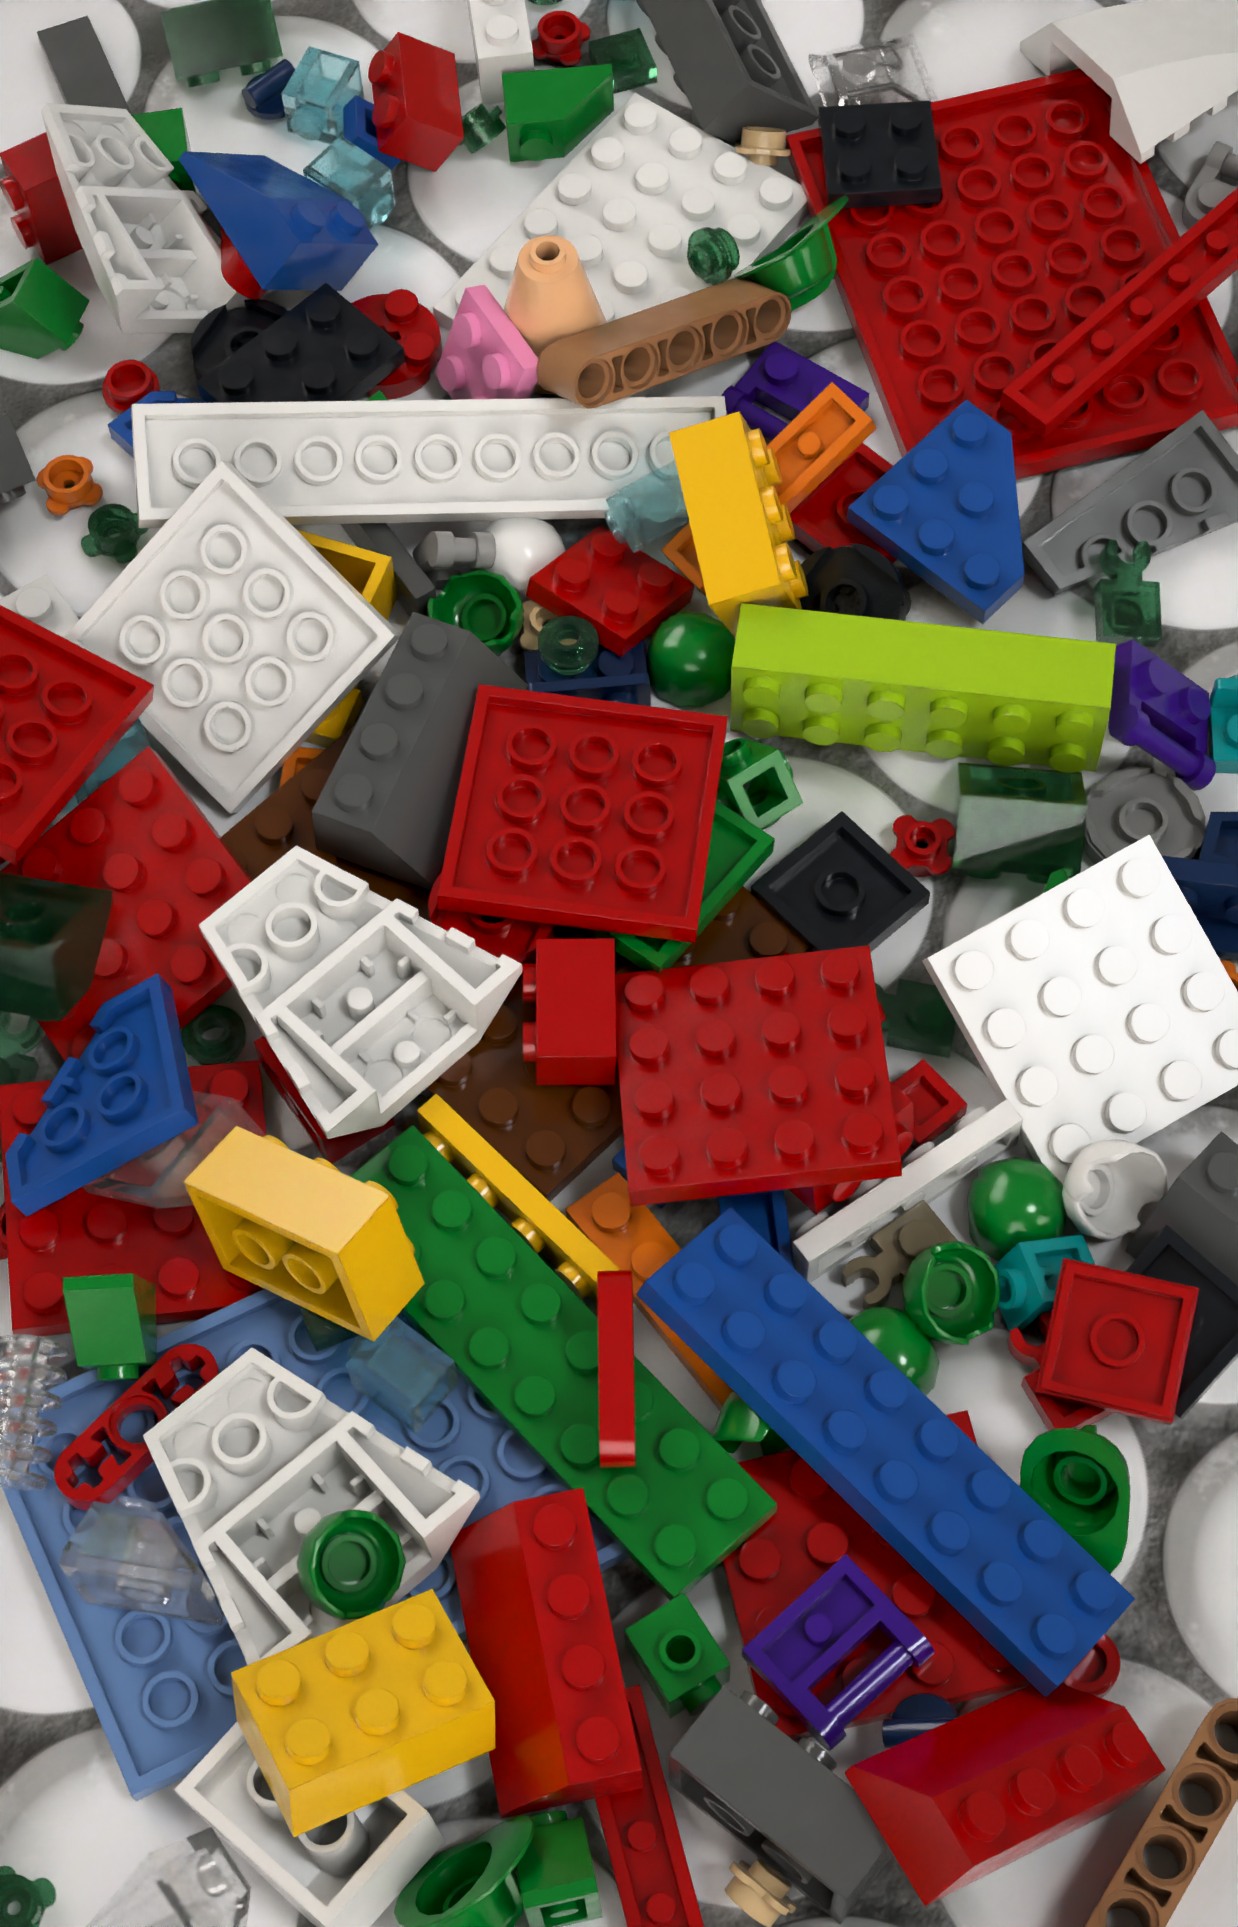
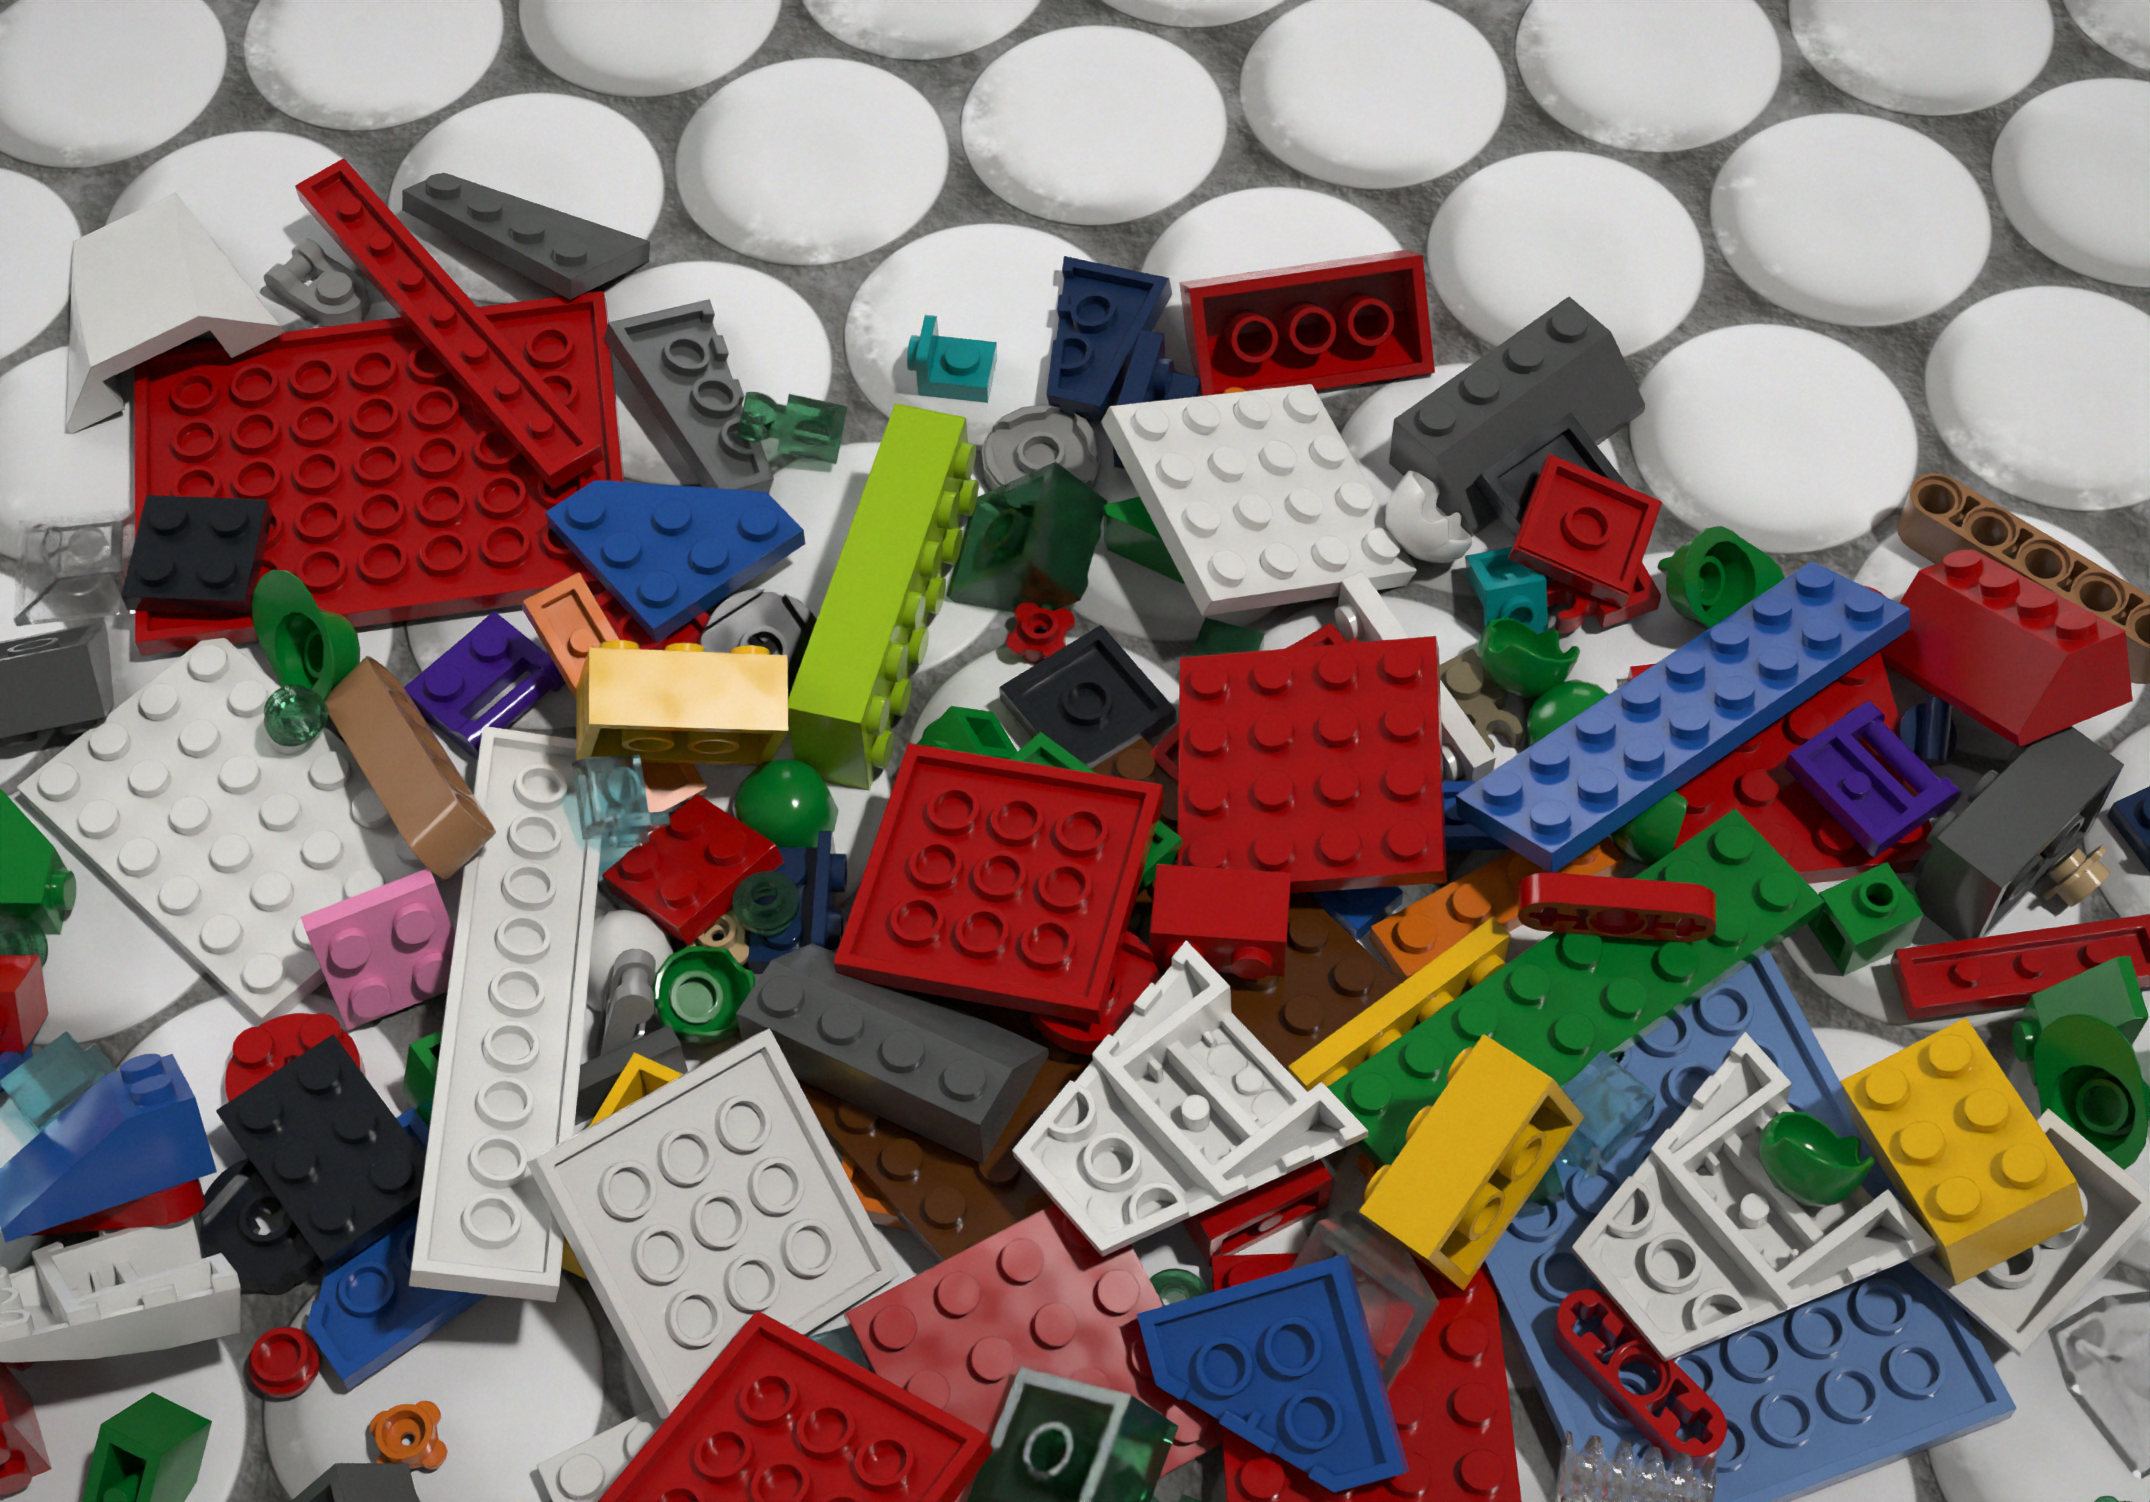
camera: 85 degrees left, 5 degrees down
(108, 521) = (487, 1369): clear green plate -> none
(112, 1324) = (1541, 1375): green slope -> none
(137, 1562) = (1802, 1361): clear slope -> none
(546, 1654) = (1860, 996): red slope -> none
(550, 295) = (343, 849): light nougat cone -> none
(762, 144) = (134, 669): tan plate -> none
(1014, 1204) = (1435, 601): green hair -> none
(1161, 713) = (936, 396): dark purple plate -> none

